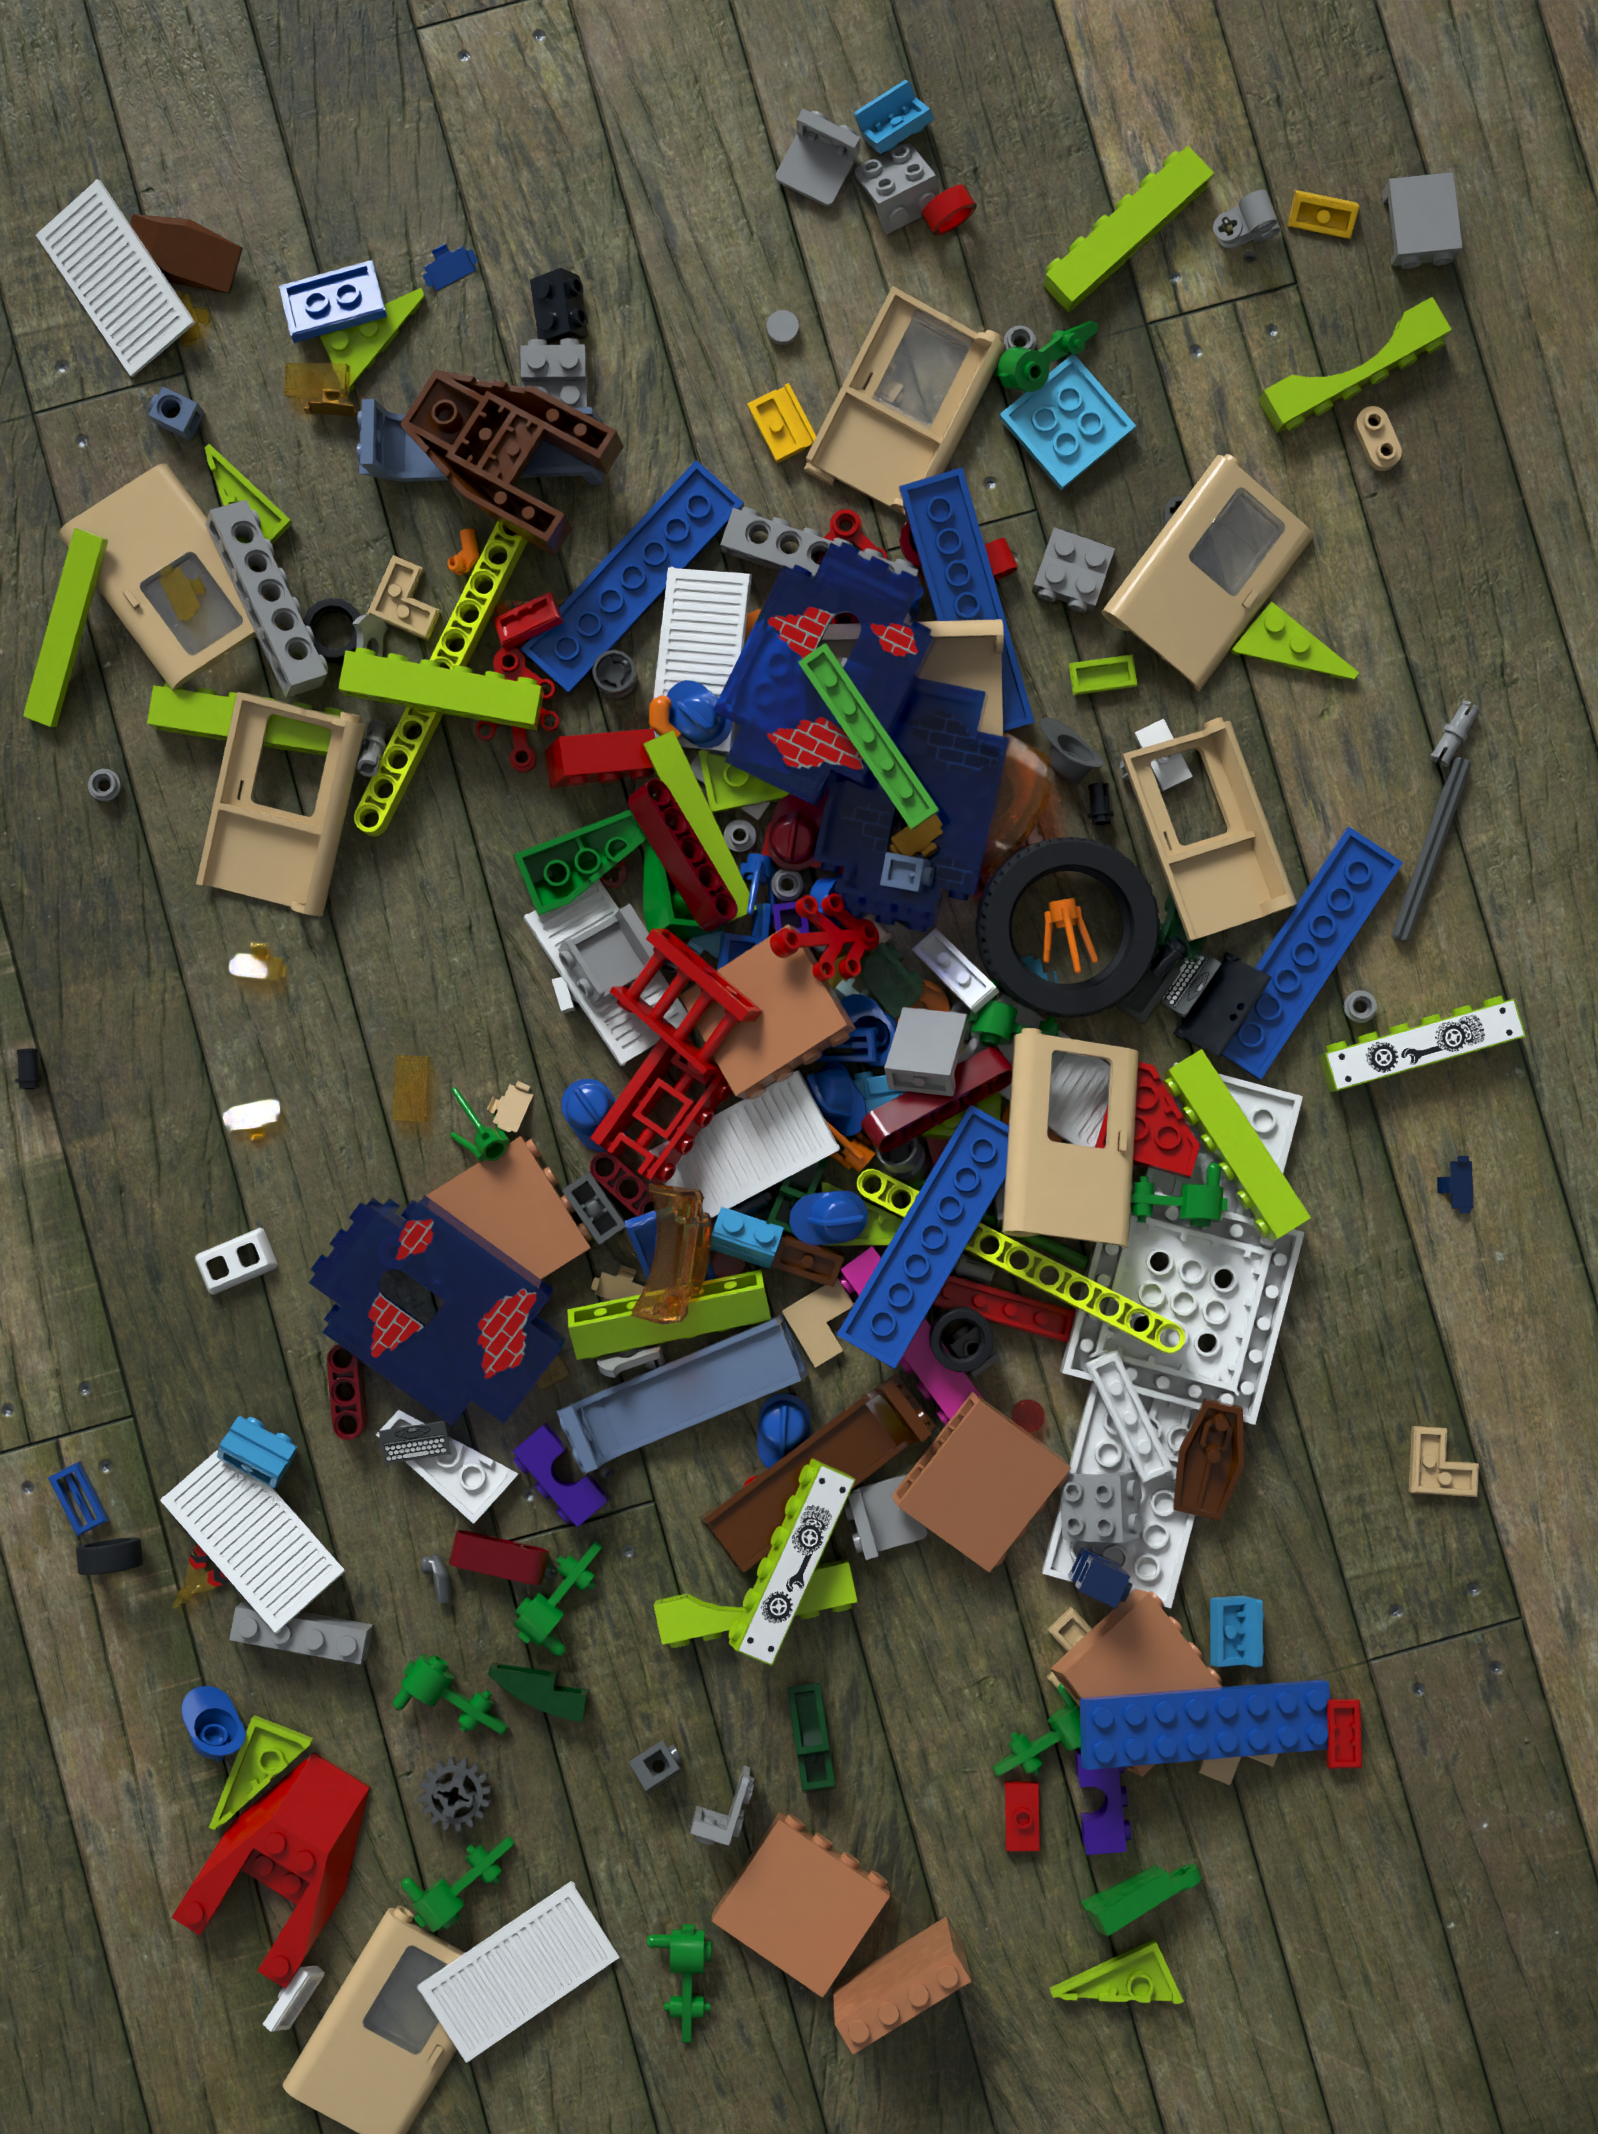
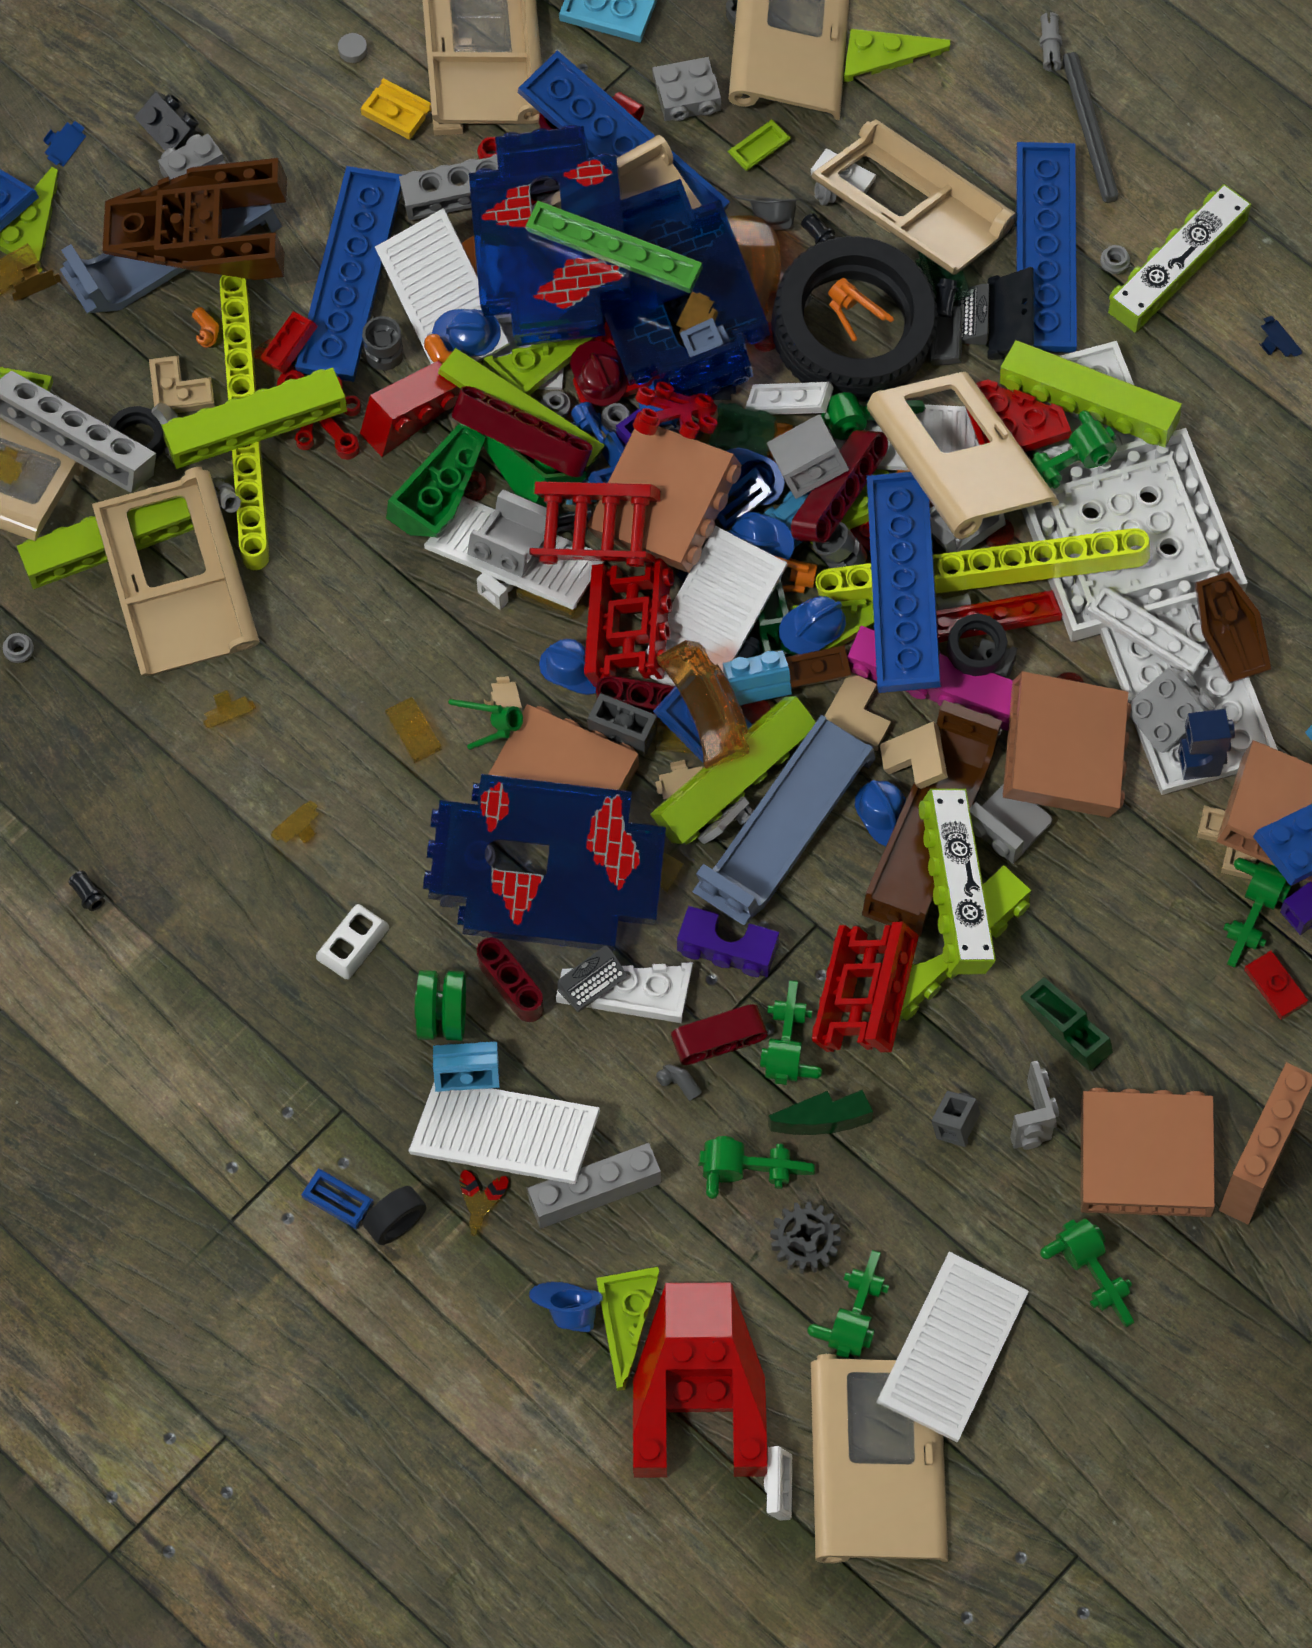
camera: 30 degrees left, 20 degrees down
(265, 1385) = (438, 1005): none -> green wheel
(665, 1619) = (885, 992): none -> red fence
(849, 1405) = (917, 748): none -> tan tile

